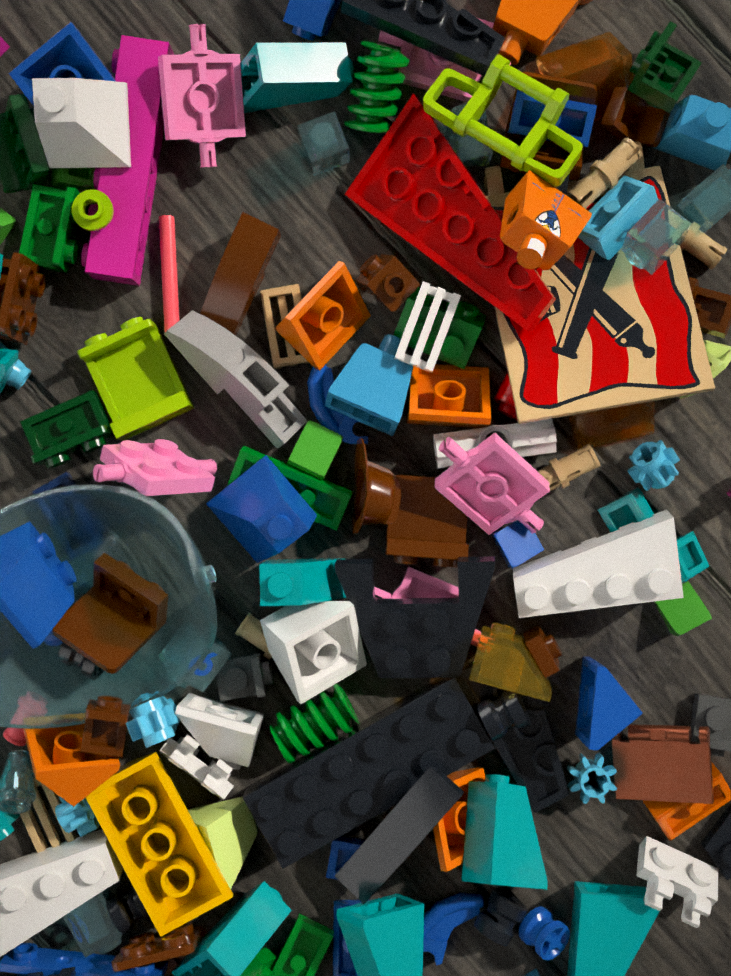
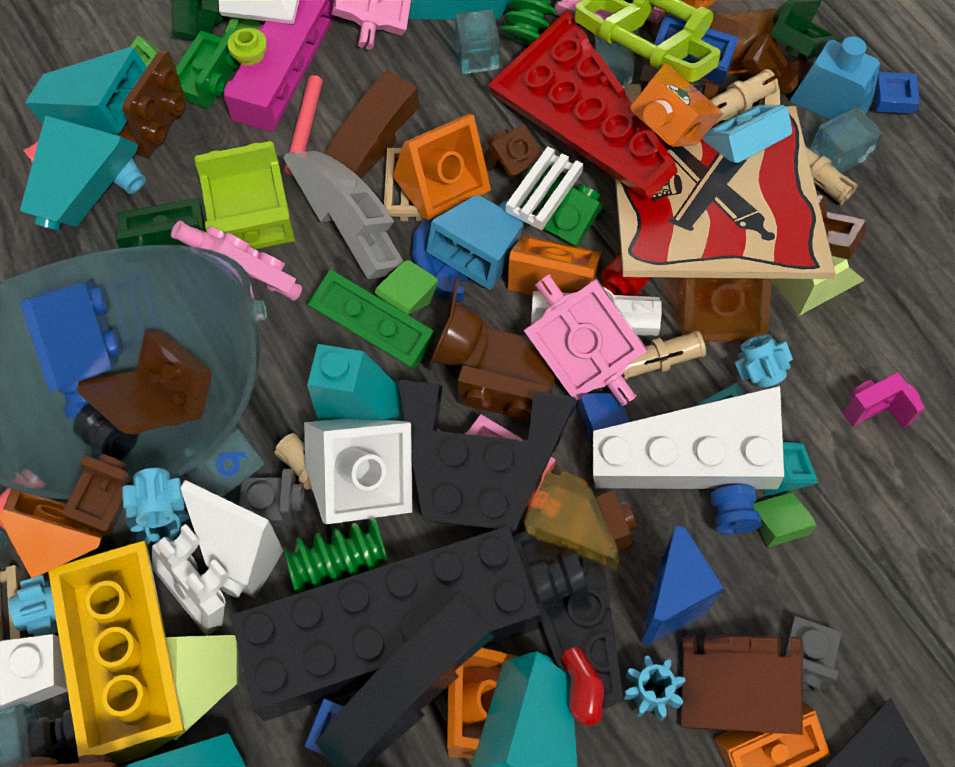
camera: 10 degrees right, 25 degrees down
(263, 510) = (337, 319): blue slope -> none
(540, 798) = (586, 687): none -> red arm
(642, 617) = (735, 509): none -> blue wheel
(655, 237) = (785, 143): clear light blue brick -> none

